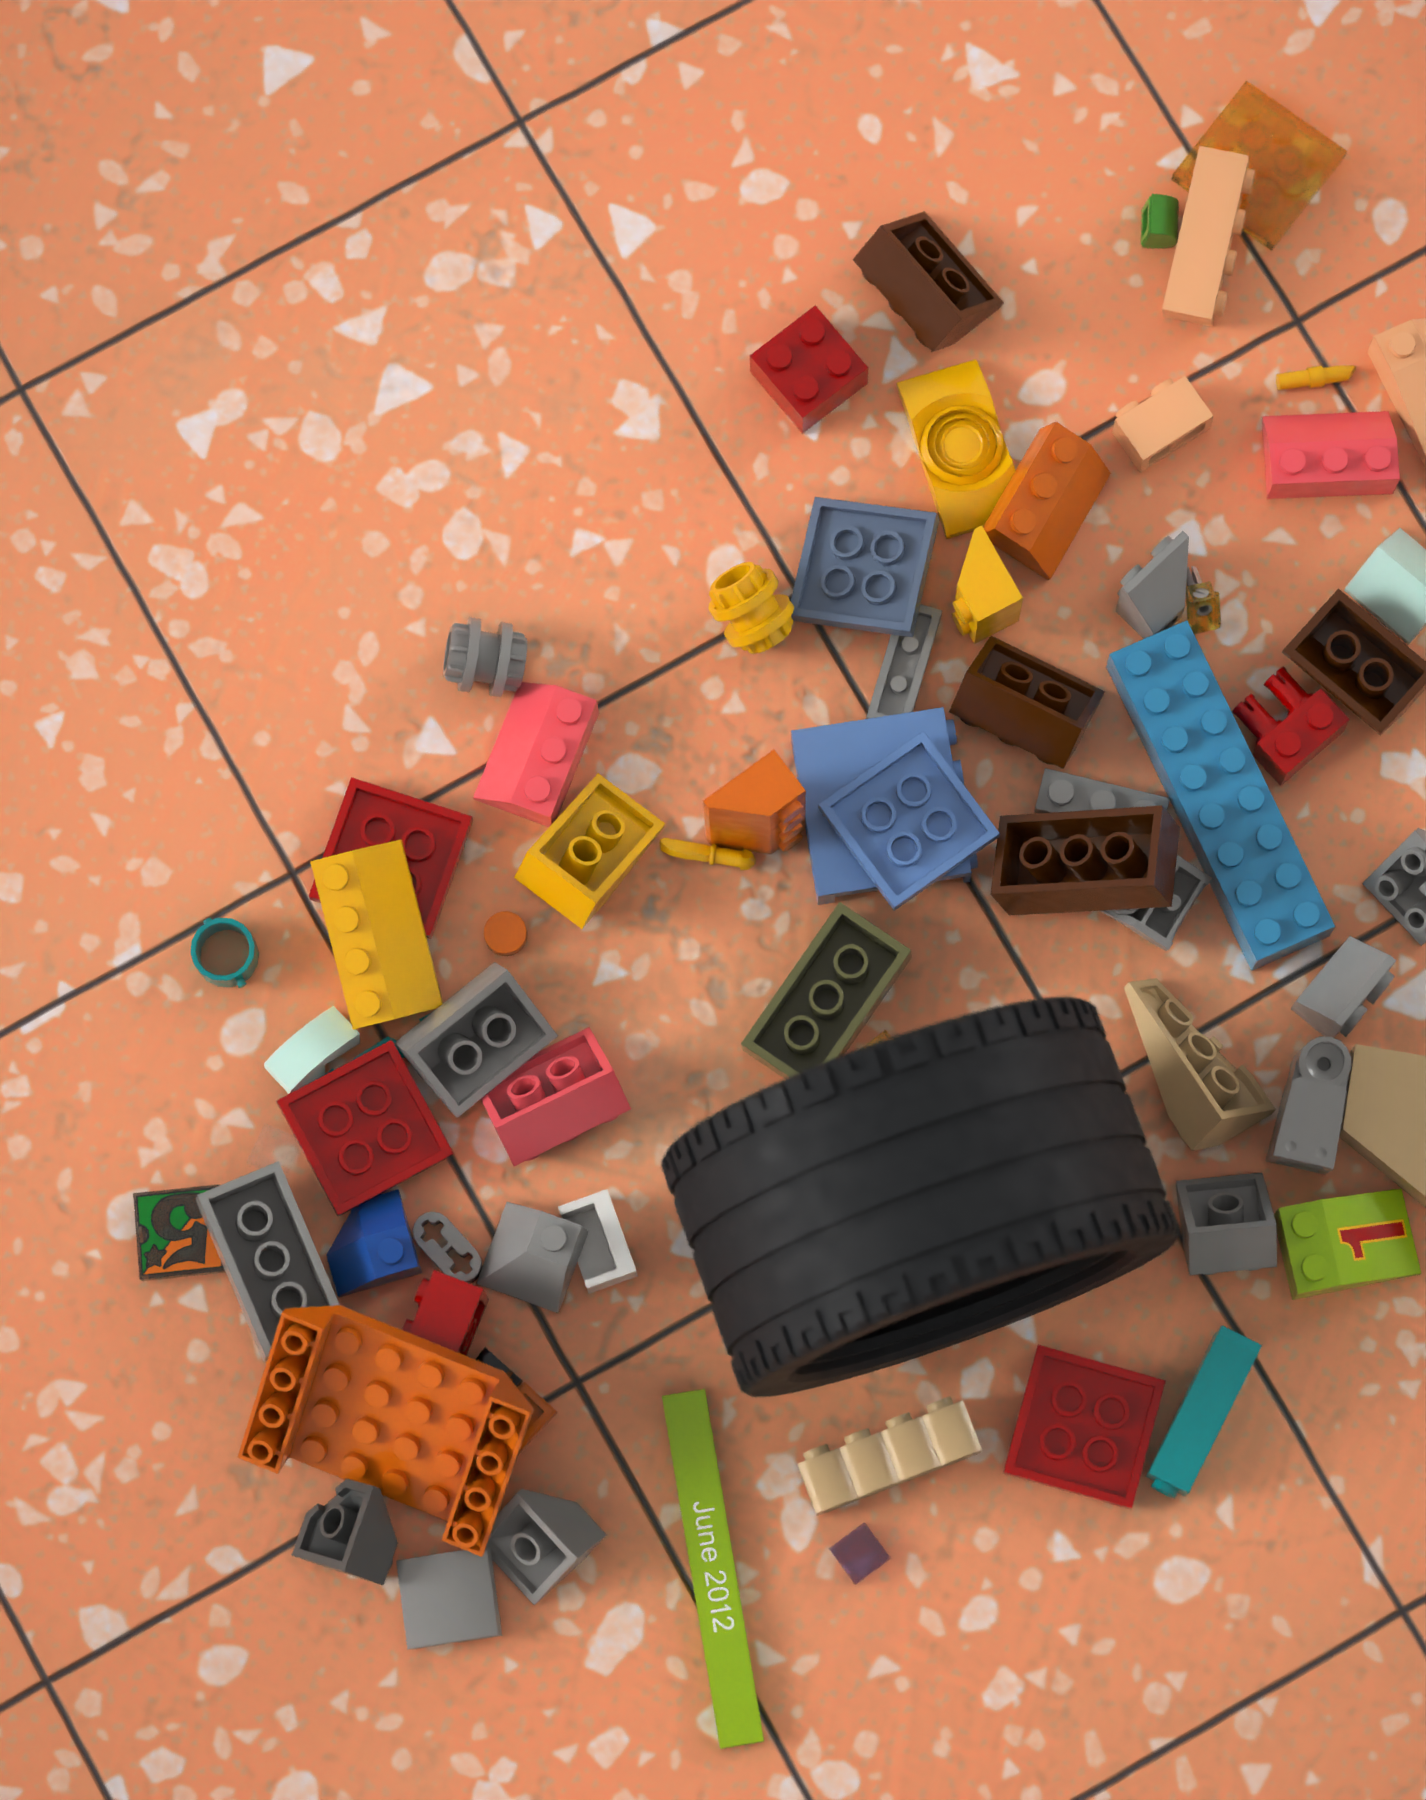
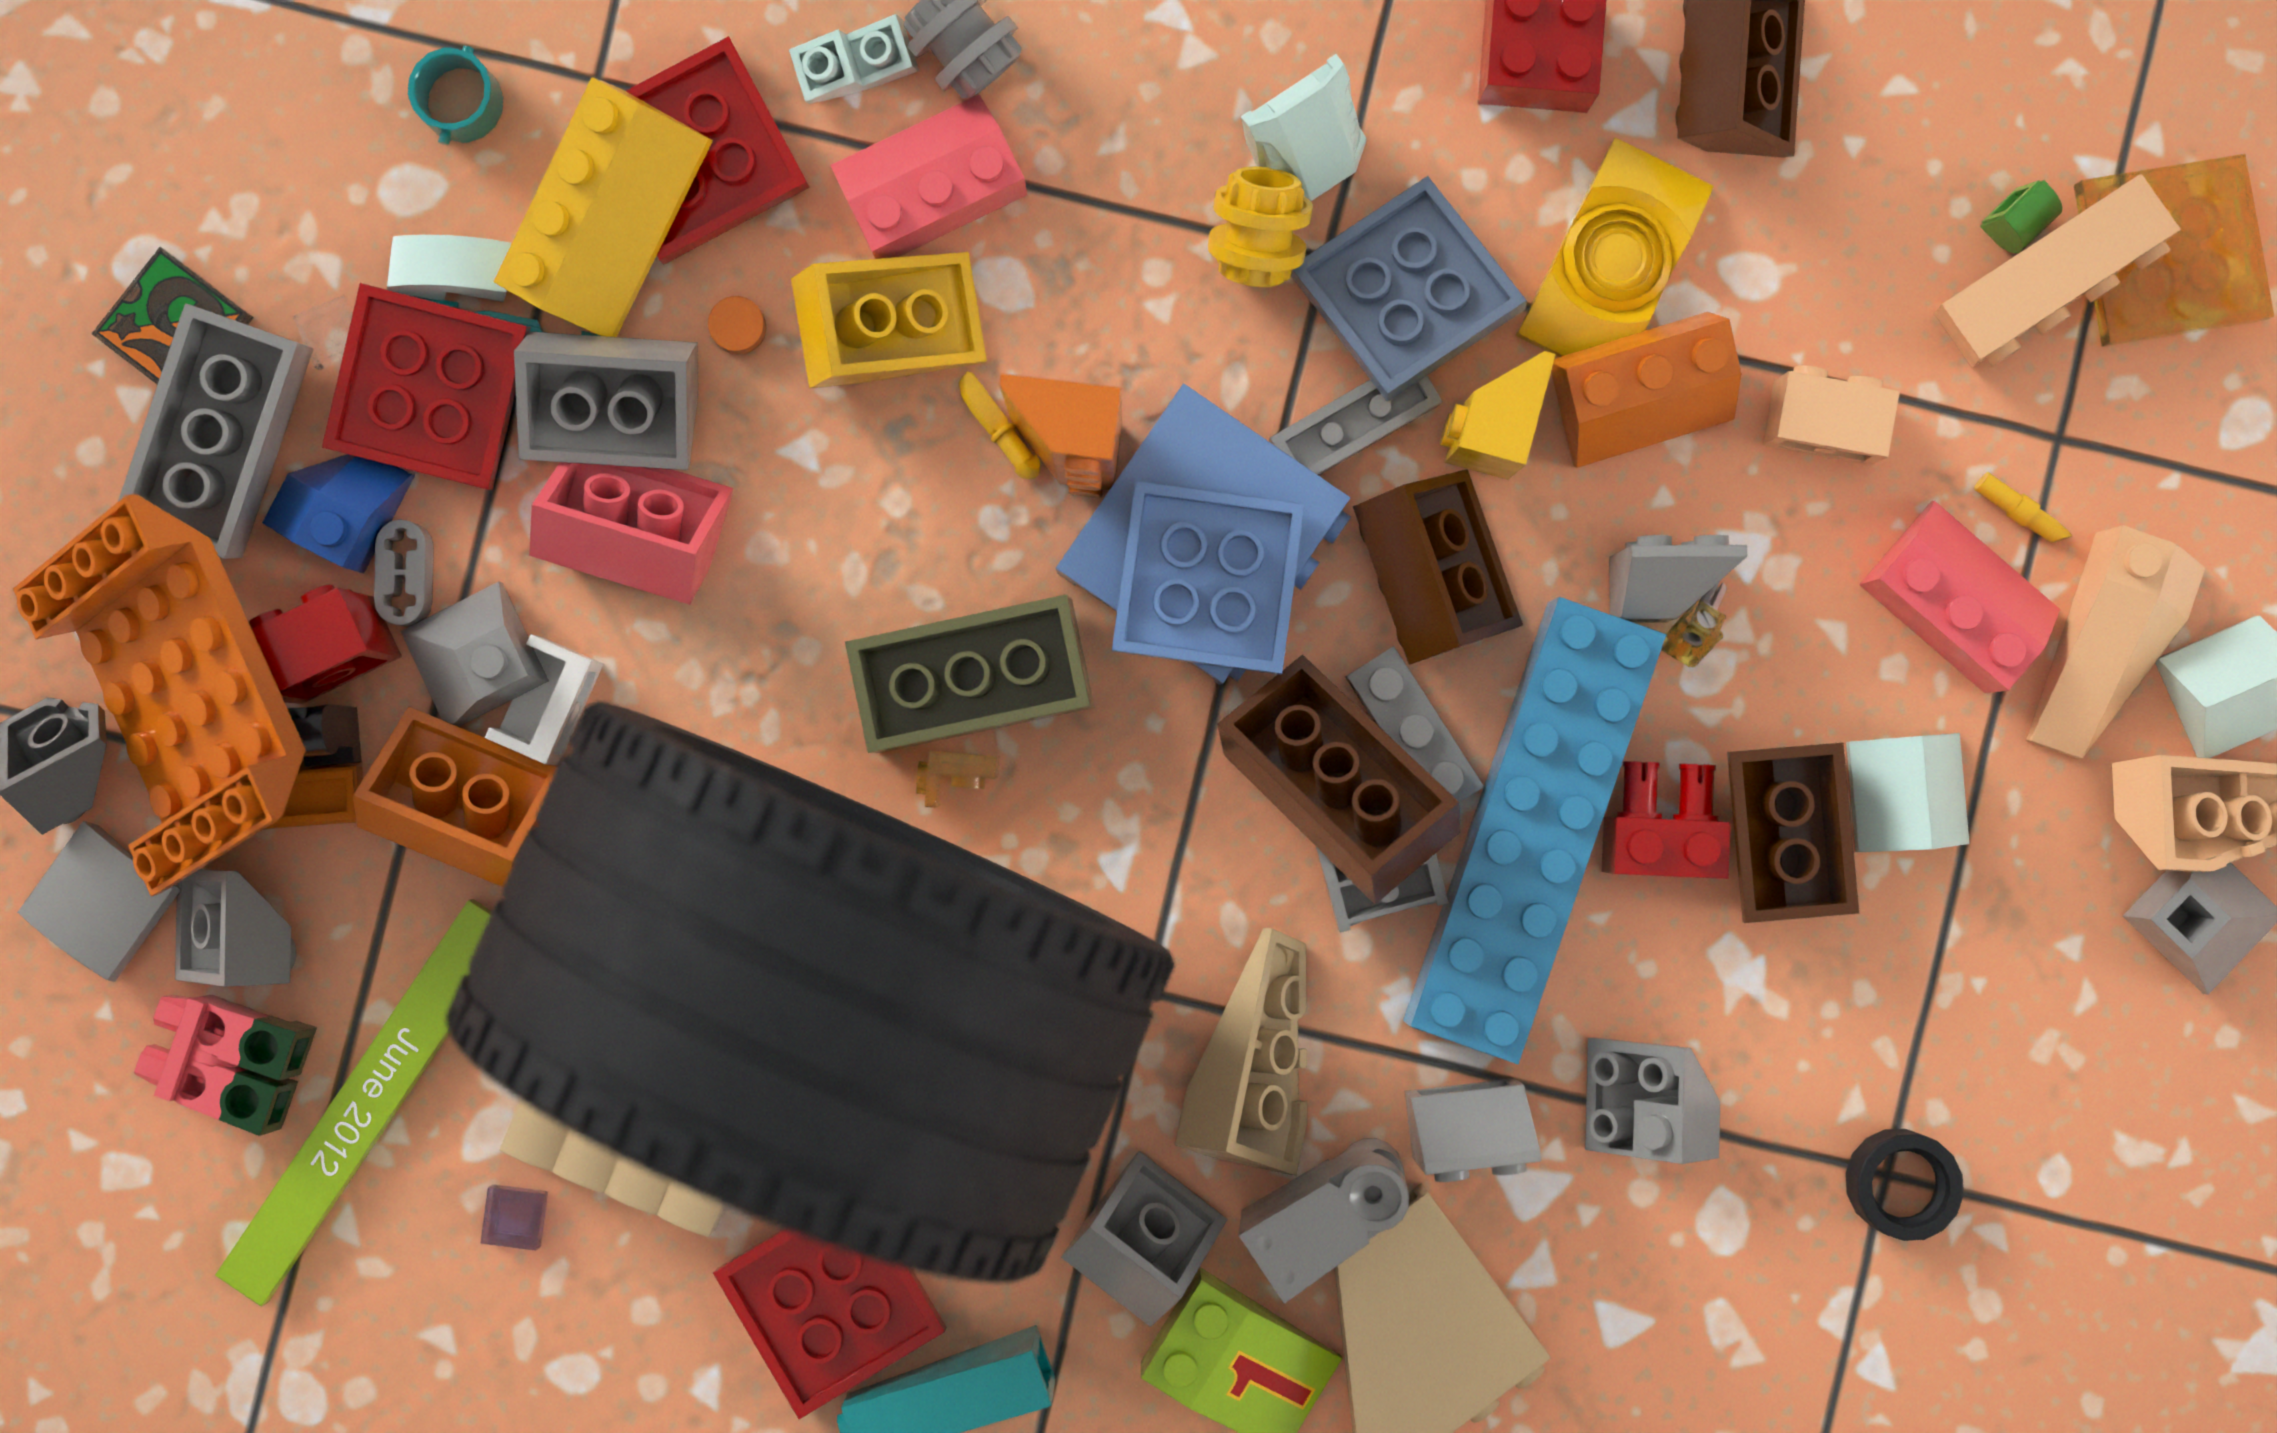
camera: 35 degrees right, 10 degrees up
(431, 727) = (853, 61): none -> light aqua slope
(597, 1623) = (227, 1061): none -> hips
(604, 1340) = (452, 796): none -> orange slope
(728, 531) = (1309, 130): none -> light aqua slope

